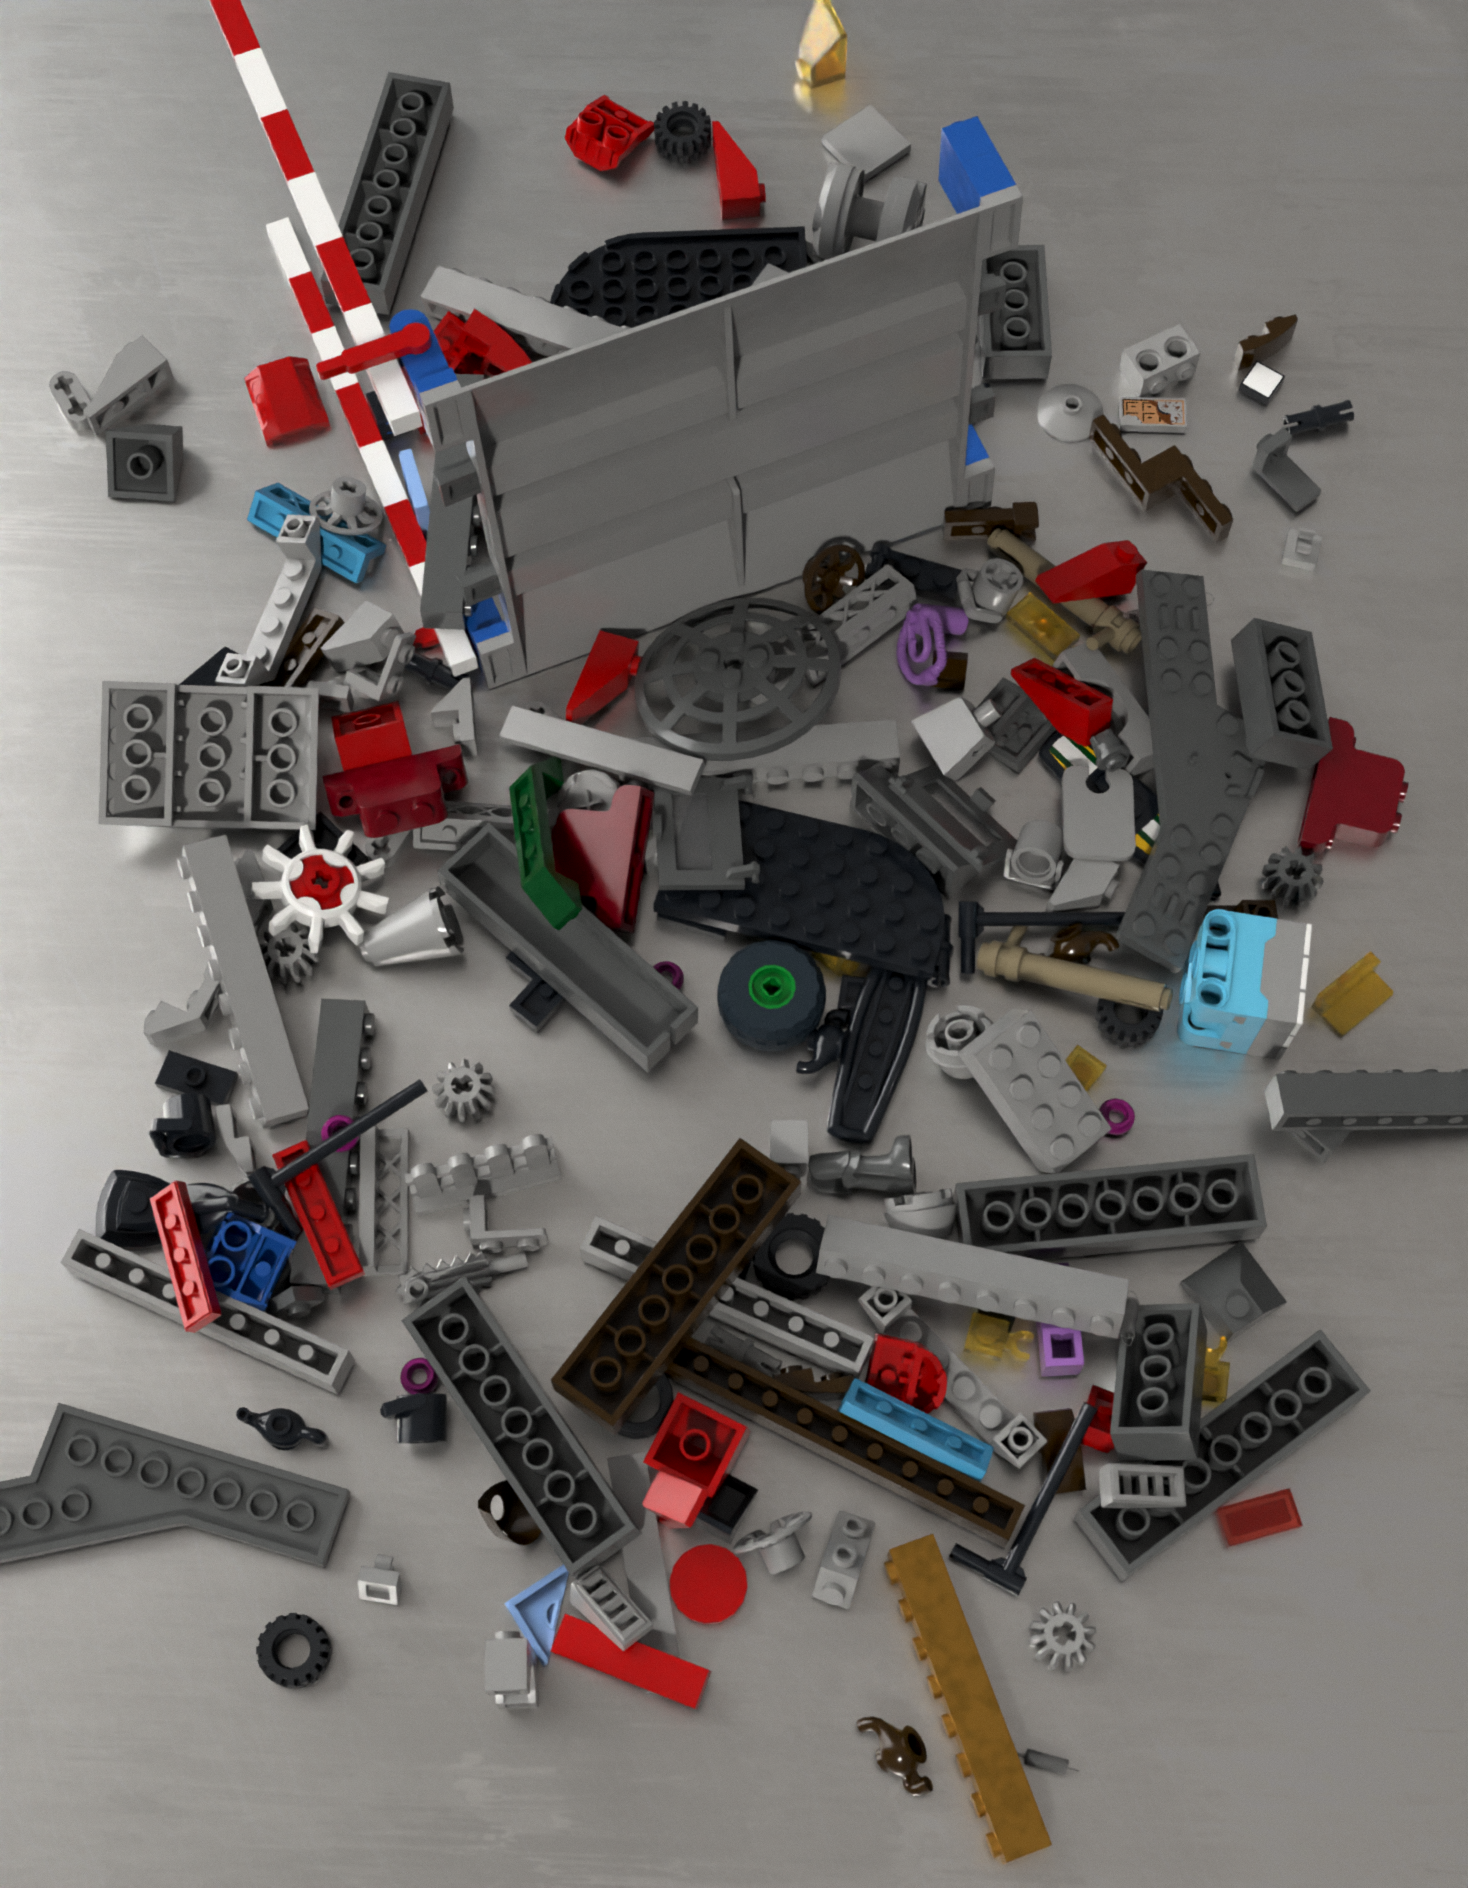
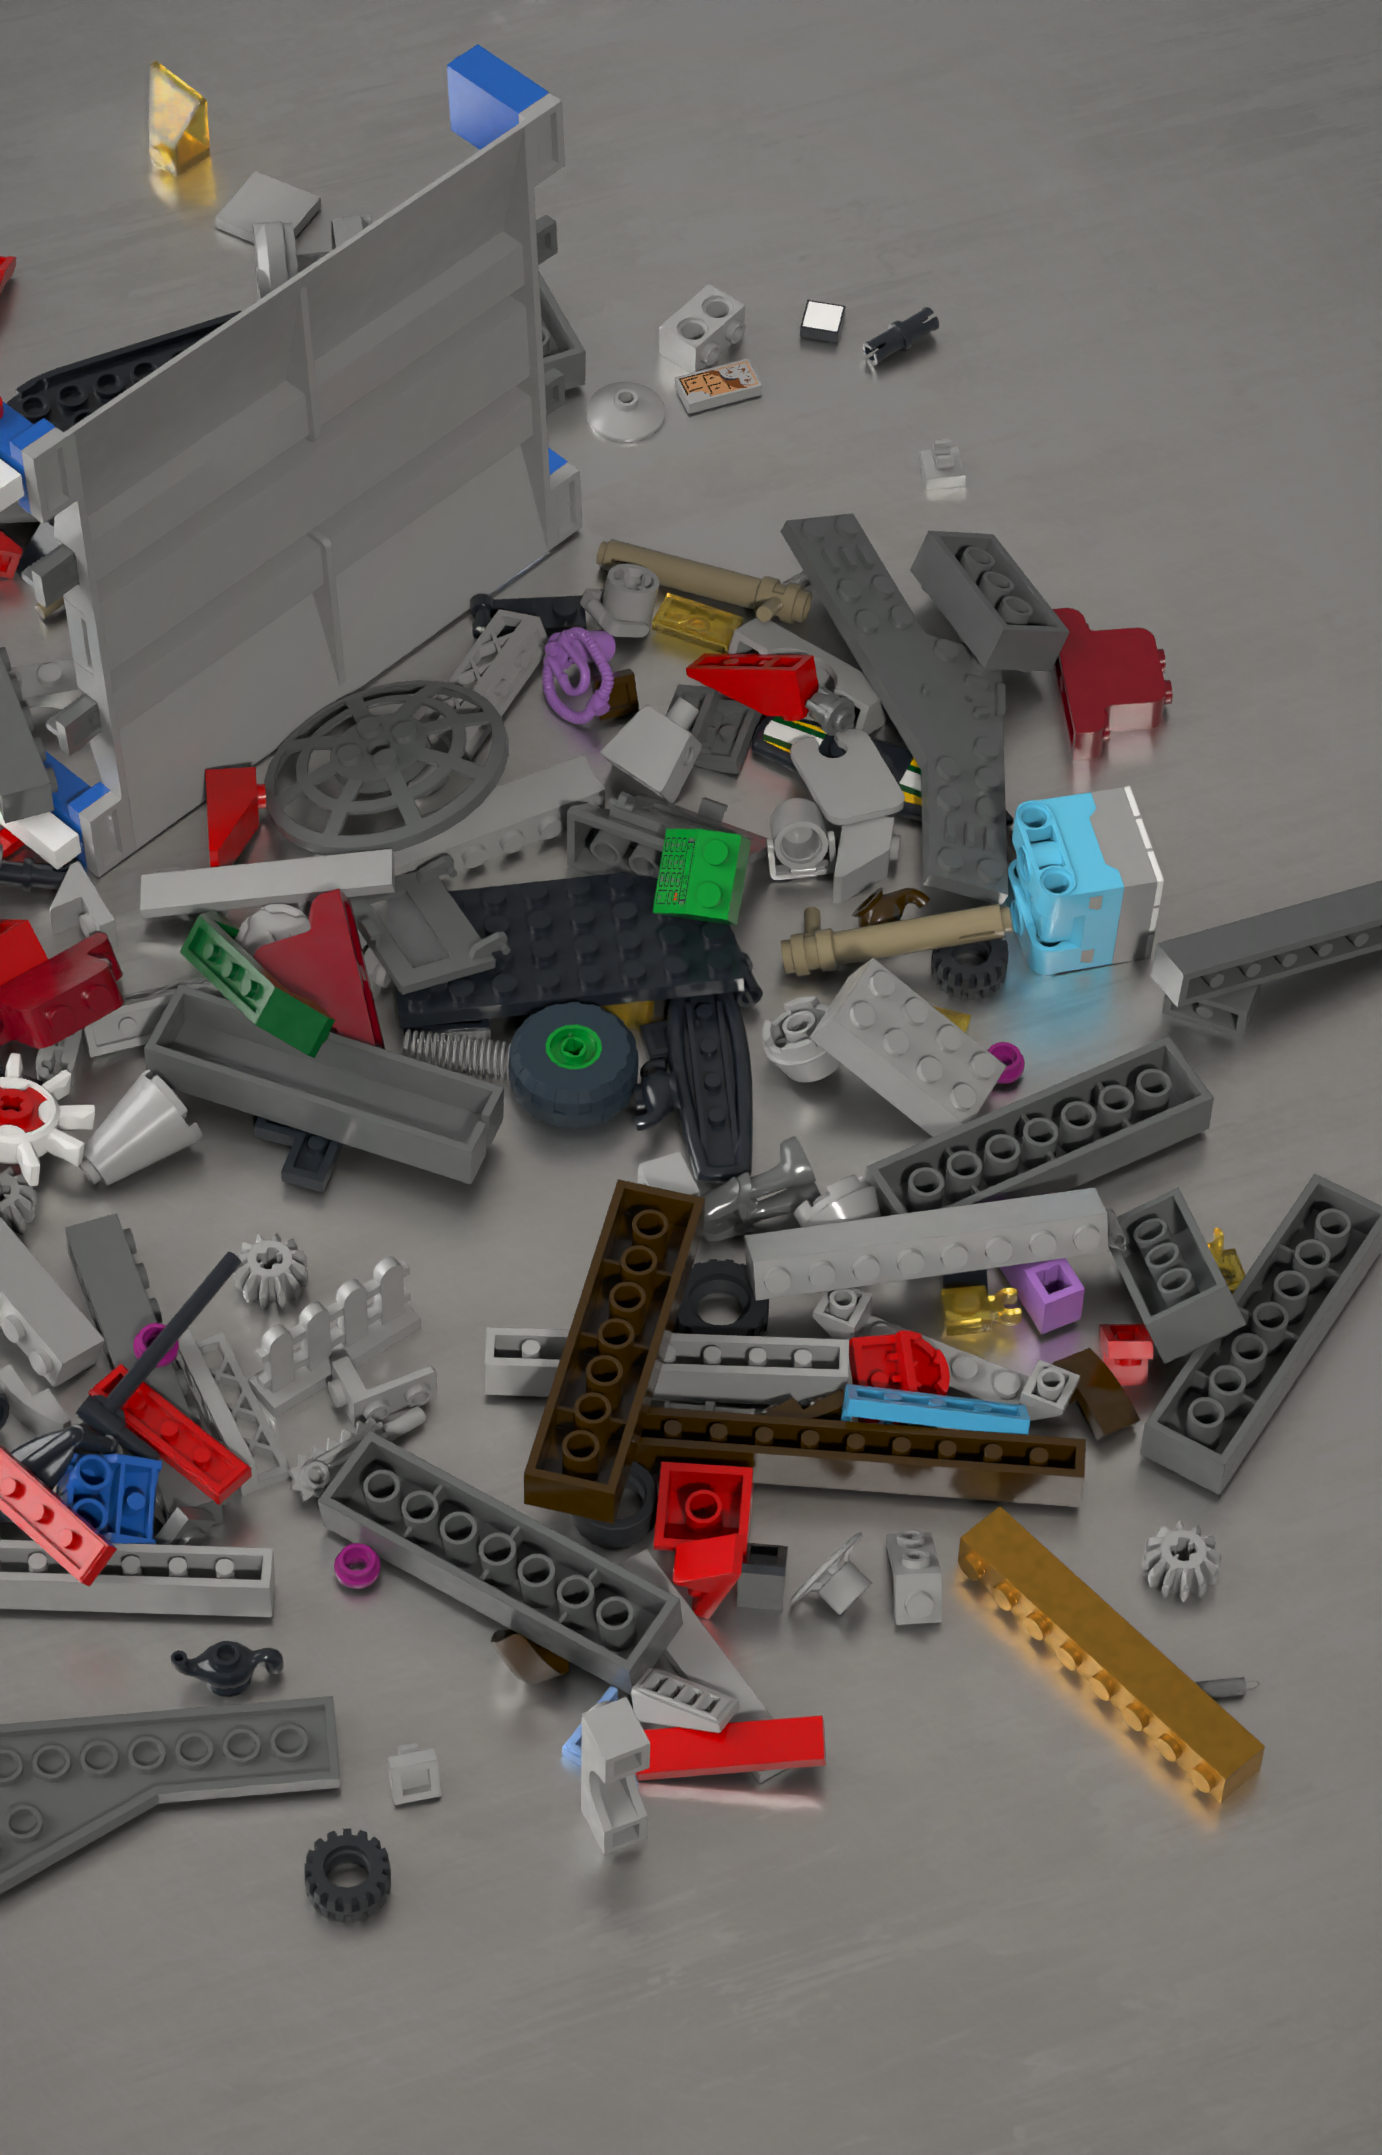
camera: 25 degrees left, 15 degrees down
(419, 1417) = (379, 1596): black piece -> none
(677, 118) = (51, 242): black tyre -> none
(702, 960) = (406, 1050): none -> light grey piece
(708, 1584) = (778, 1652): red tile -> none
(736, 178) = (135, 284): red slope -> none
(829, 577) = (438, 643): dark brown wheel -> none
(899, 1753) = (1062, 1731): dark brown piece -> none
(933, 876) = (702, 875): none -> green slope
(973, 920) = (761, 921): black bar -> none
(980, 523) = (581, 542): dark brown plate -> none
(1007, 1572) = (1093, 1526): black bar -> none
(1094, 574) = (734, 547): red slope -> none
(1114, 1497) = (1175, 1389): light grey slope -> none
(1161, 478) = (757, 442): dark brown bracket -> none
(1233, 1292) = (1211, 1184): dark grey slope -> none
(1258, 1518) = (1332, 1386): clear red tile -> none
(1274, 337) = (814, 275): dark brown slope -> none
(1281, 472) = (885, 399): dark grey bracket -> none
(1298, 866) = (1081, 771): dark grey gear -> none
(1352, 996) = (1198, 869): clear yellow panel -> none

